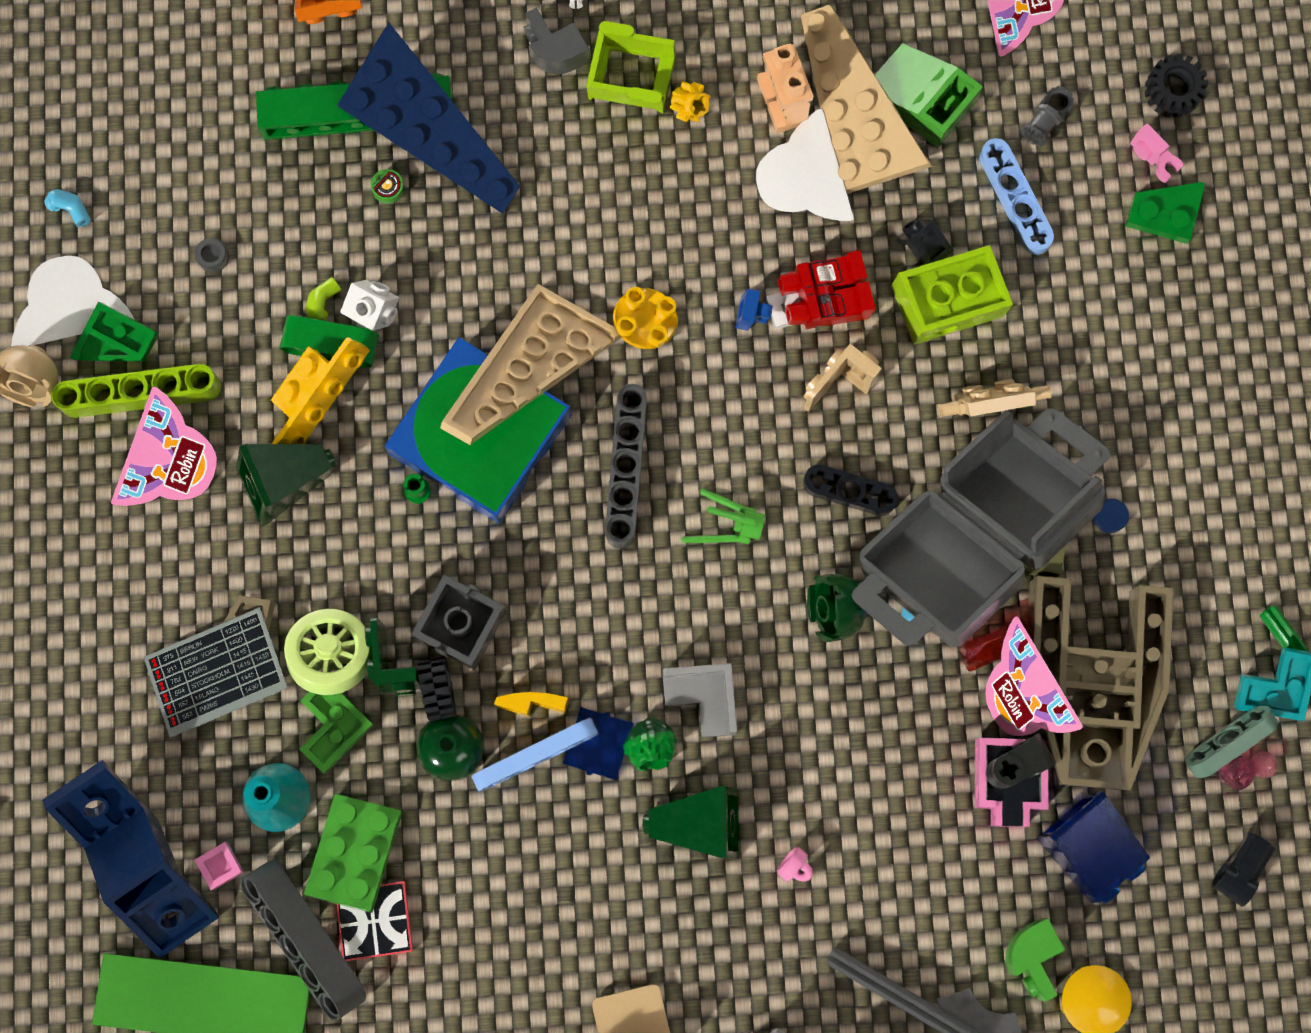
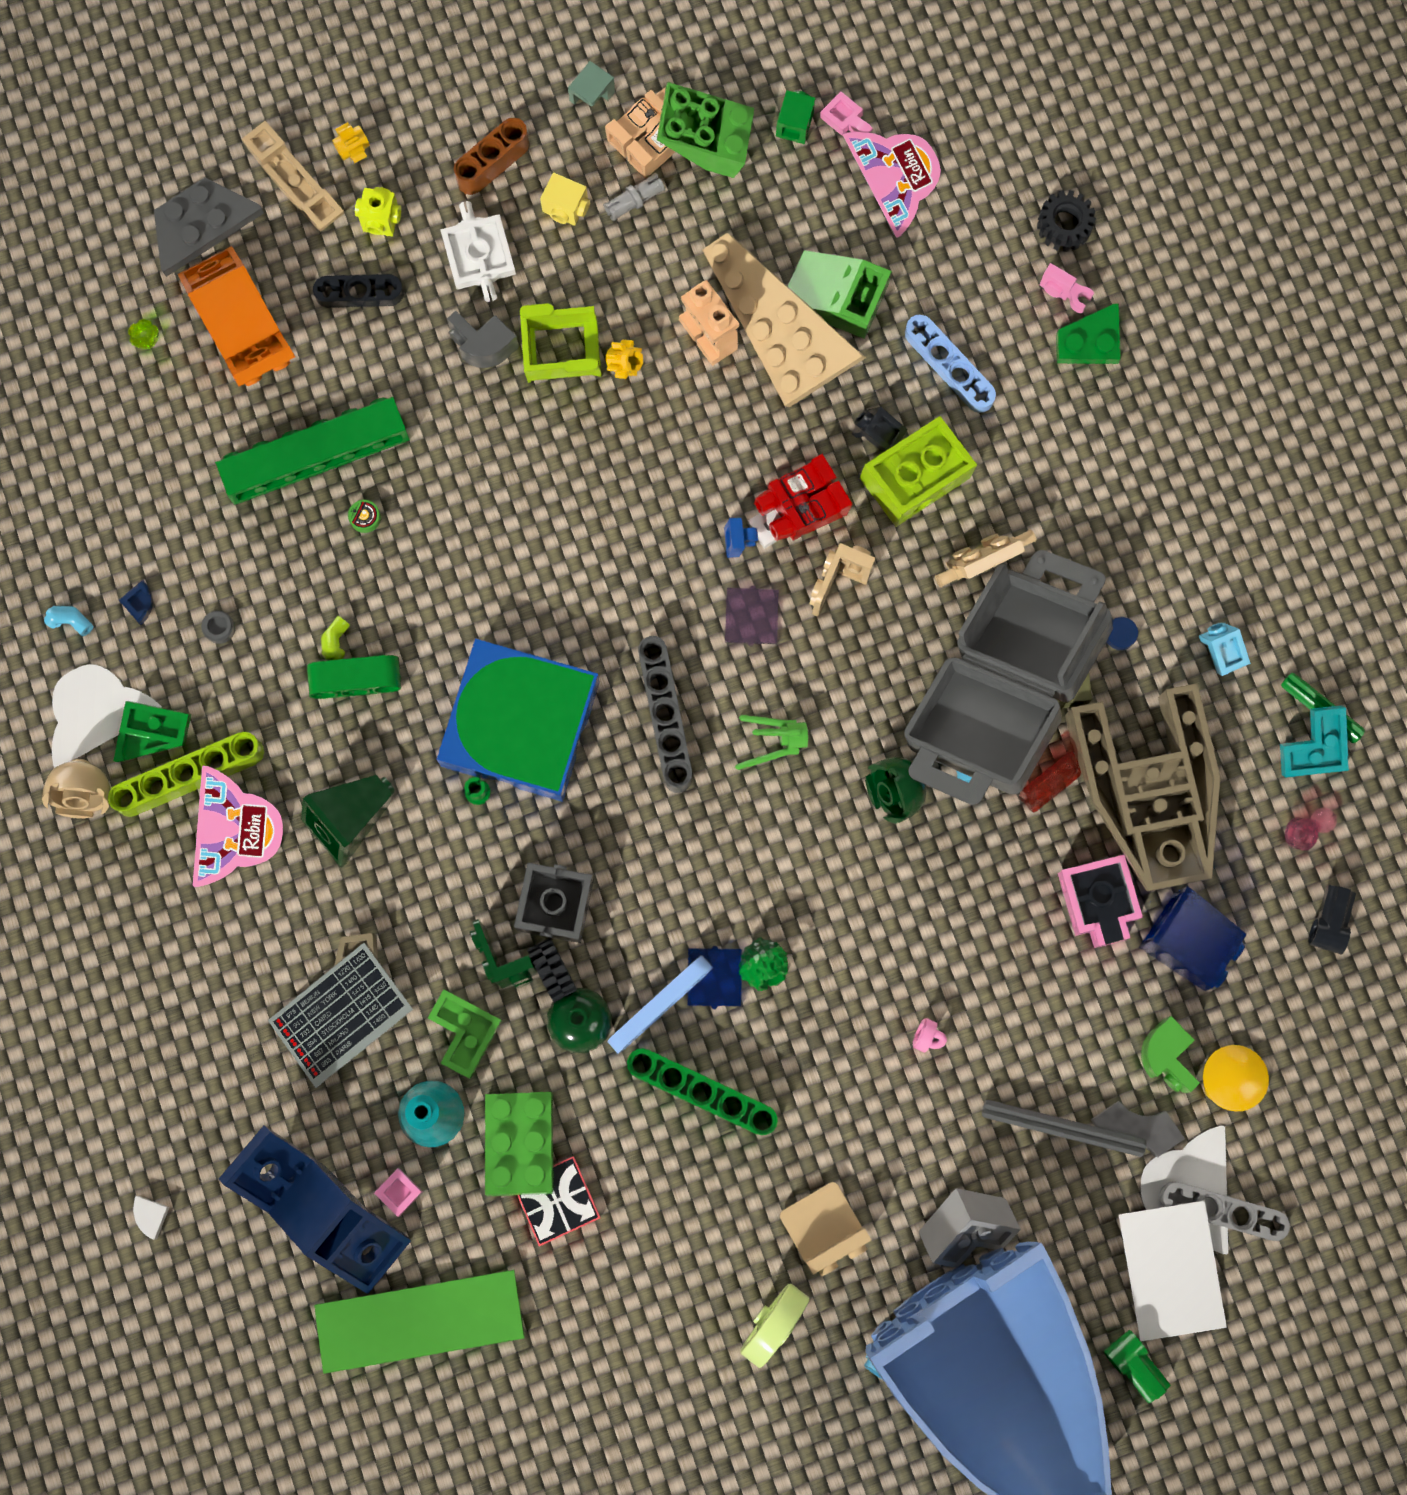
camera: 15 degrees left, 0 degrees up
(141, 208) = (138, 602): none -> dark blue tile
(303, 940) = (496, 1237): dark grey beam -> none
(313, 388) = (353, 725): yellow bracket -> none
(327, 652) = (440, 965): yellowish green wheel -> none
(370, 305) = (383, 632): white brick -> none
(411, 109) = (368, 439): dark blue wing -> none
(522, 702) = (633, 960): yellow slope -> none
(533, 354) = (550, 634): tan wing -> none
(534, 849) = (690, 1079): none -> green beam
(645, 318) = (642, 572): yellow dish -> none
(699, 822) = (828, 1022): dark green slope -> none
(710, 688) = (803, 897): light grey panel -> none
(742, 393) = (751, 616): none -> clear purple piece
(805, 173) = (749, 396): white sticker -> none
(872, 504) = (900, 684): black beam -> none
(1024, 691) = (1090, 816): sticker -> none
(1024, 762) = (1108, 880): pearl dark grey piece -> none
(1047, 117) = (957, 282): dark grey connector -> none
(1213, 560) = (1225, 648): none -> medium azure bracket
(1231, 741) = (1289, 807): sand green beam -> none

